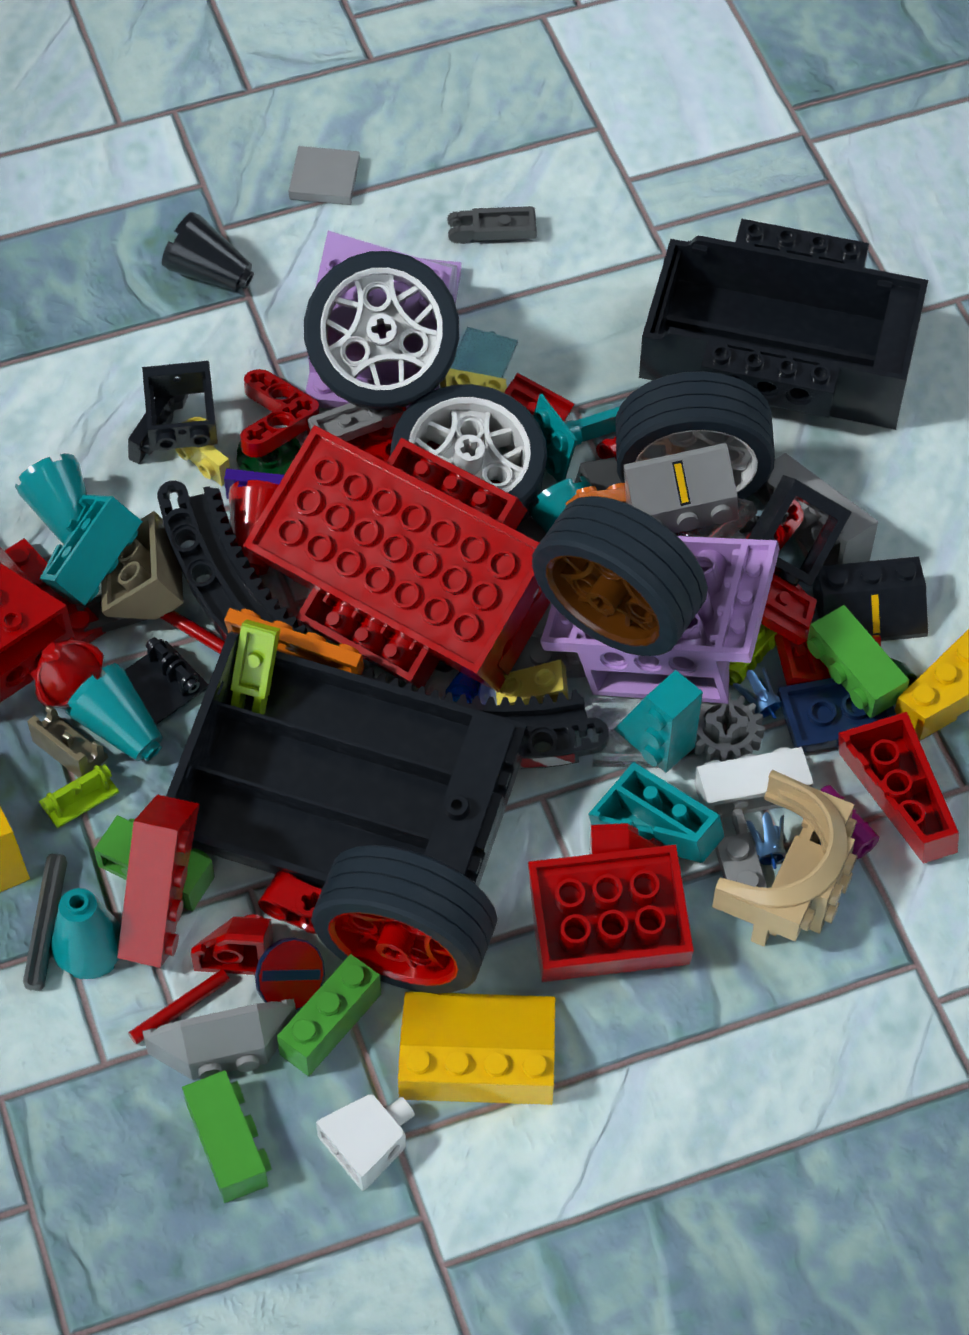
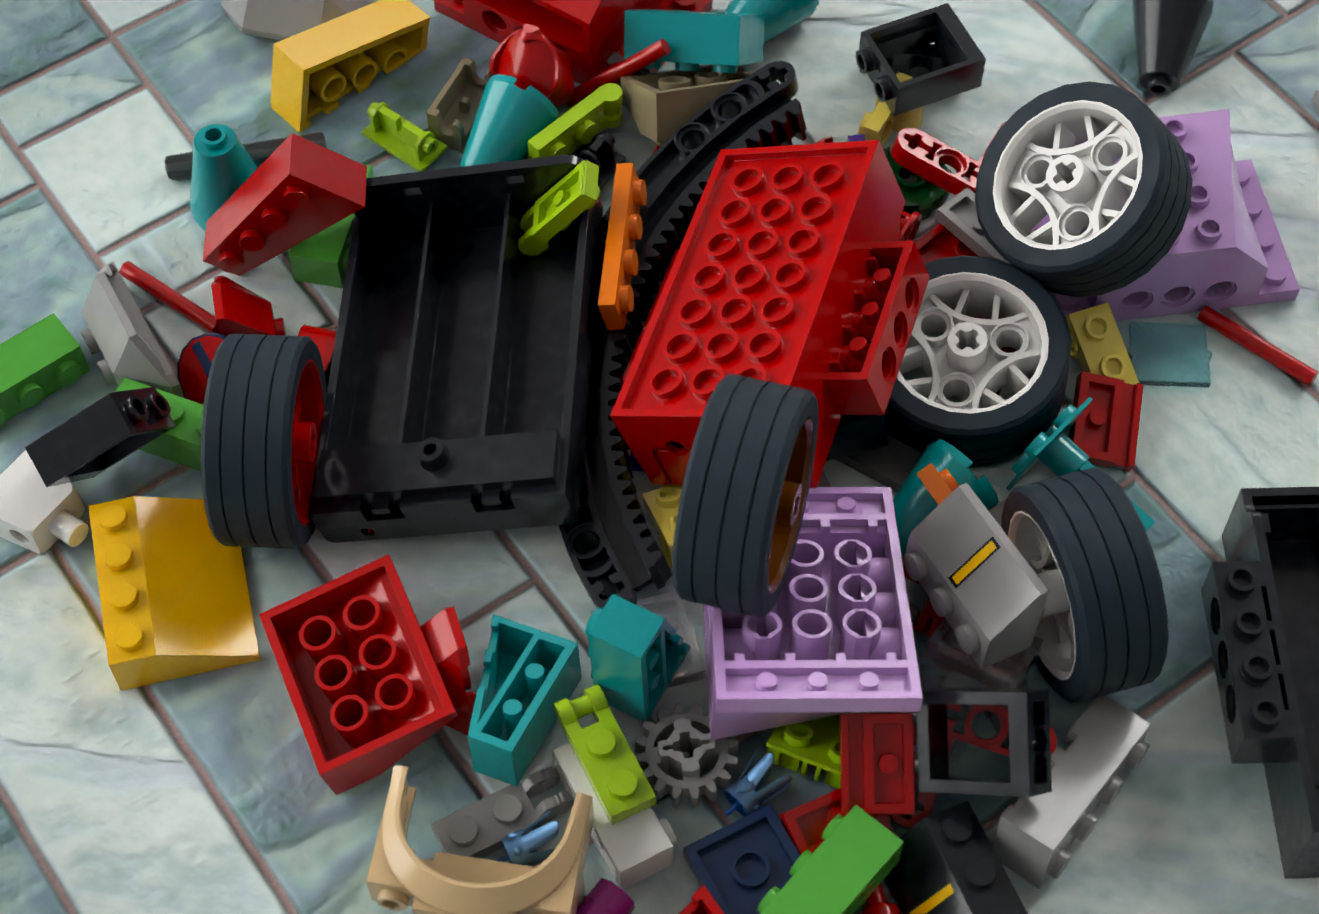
camera: 75 degrees right, 0 degrees up
(95, 603) = (625, 68): none -> red bar
(135, 661) = (580, 123): none -> lime plate
(347, 1048) = (100, 435): none -> black window
(497, 302) = (1257, 345): none -> red bar
(723, 767) = (605, 755): none -> lime plate

